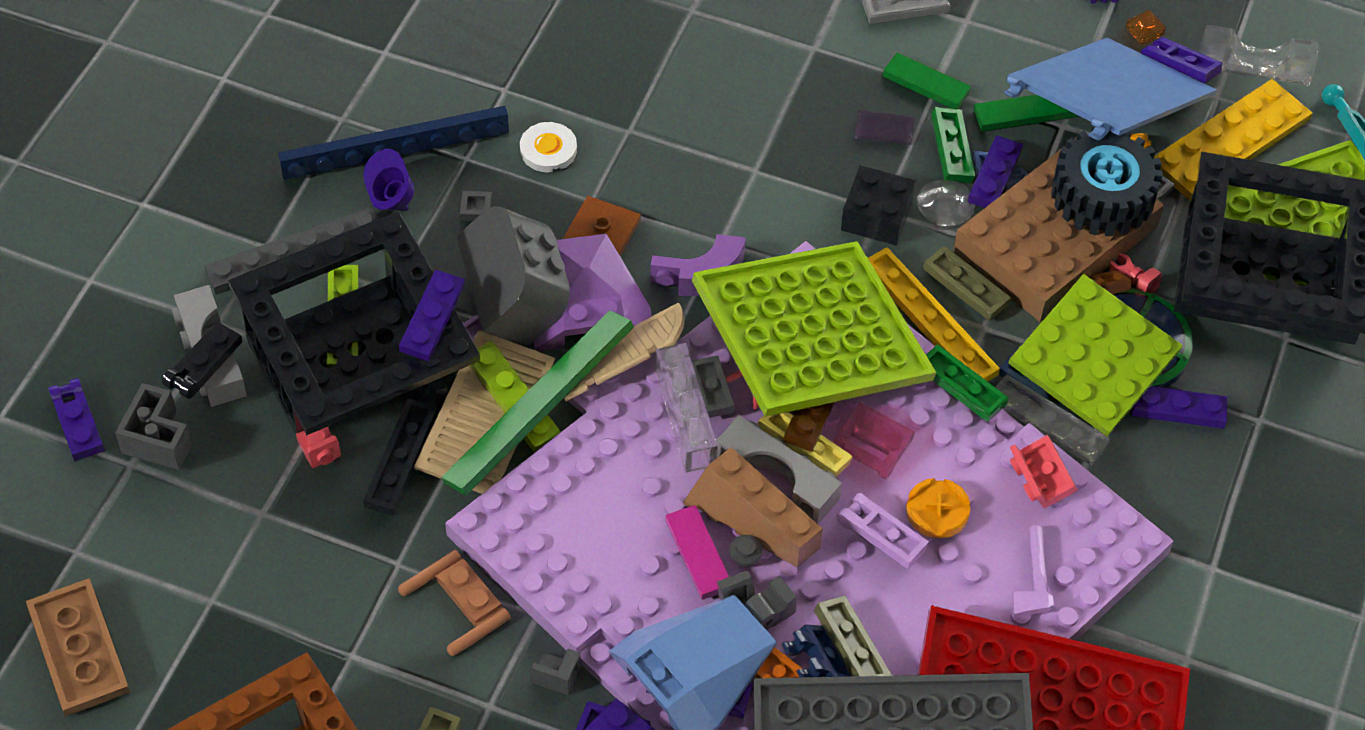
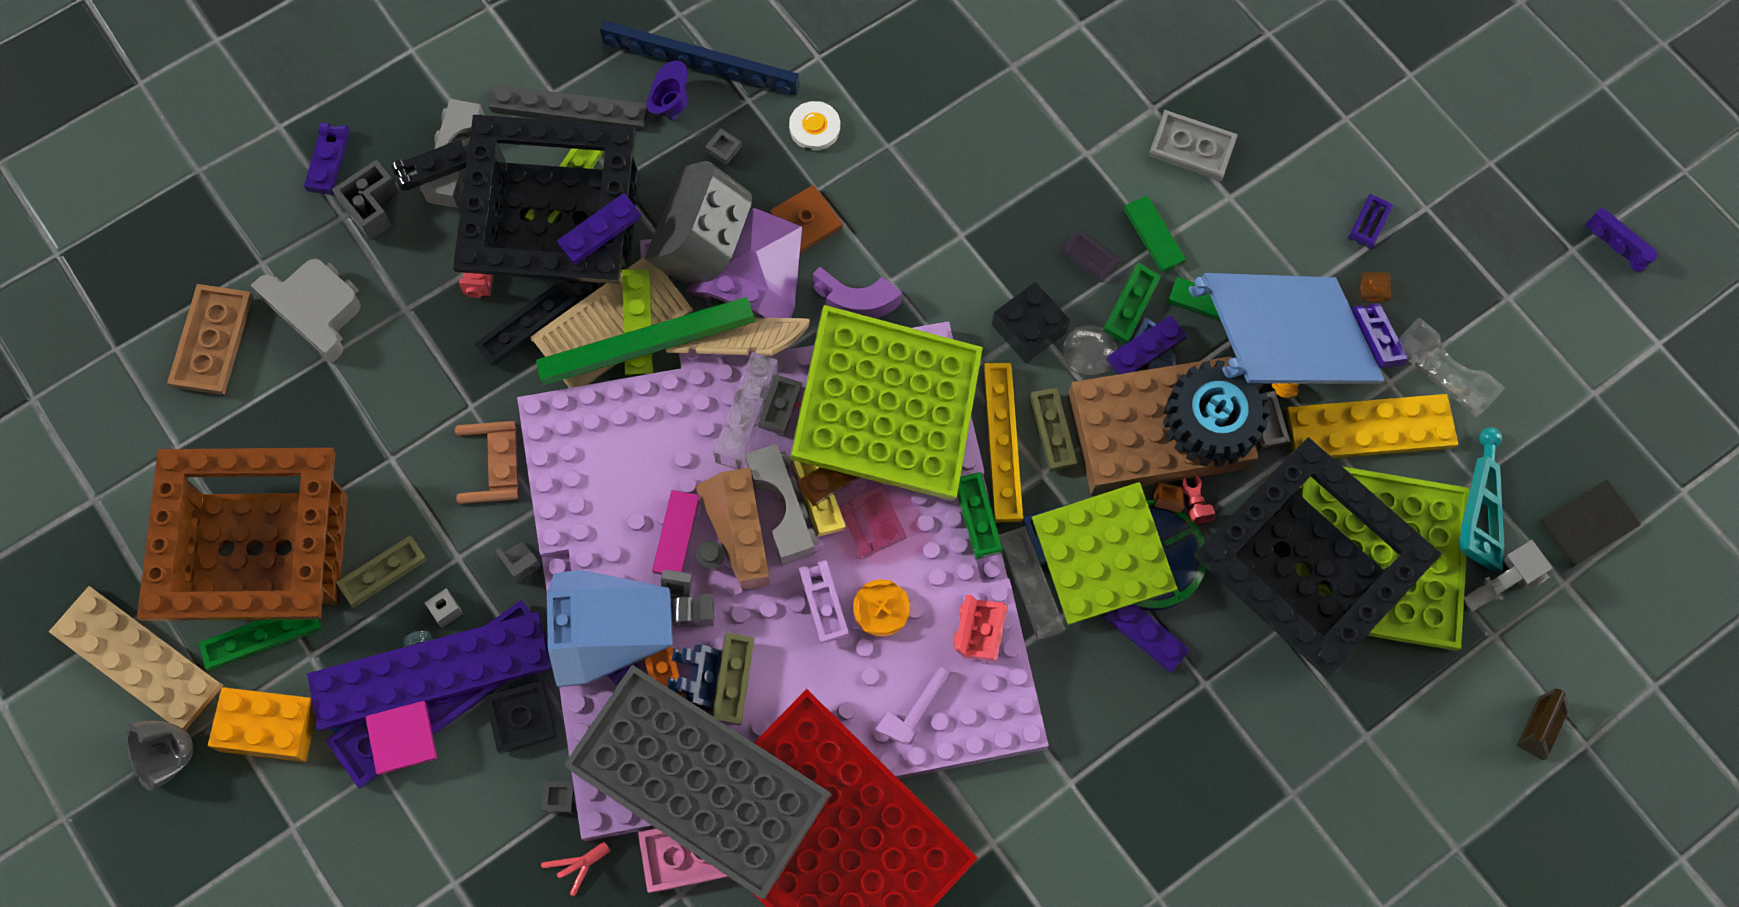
camera: 30 degrees right, 15 degrees up
(163, 555) = (313, 304): none -> light grey brick

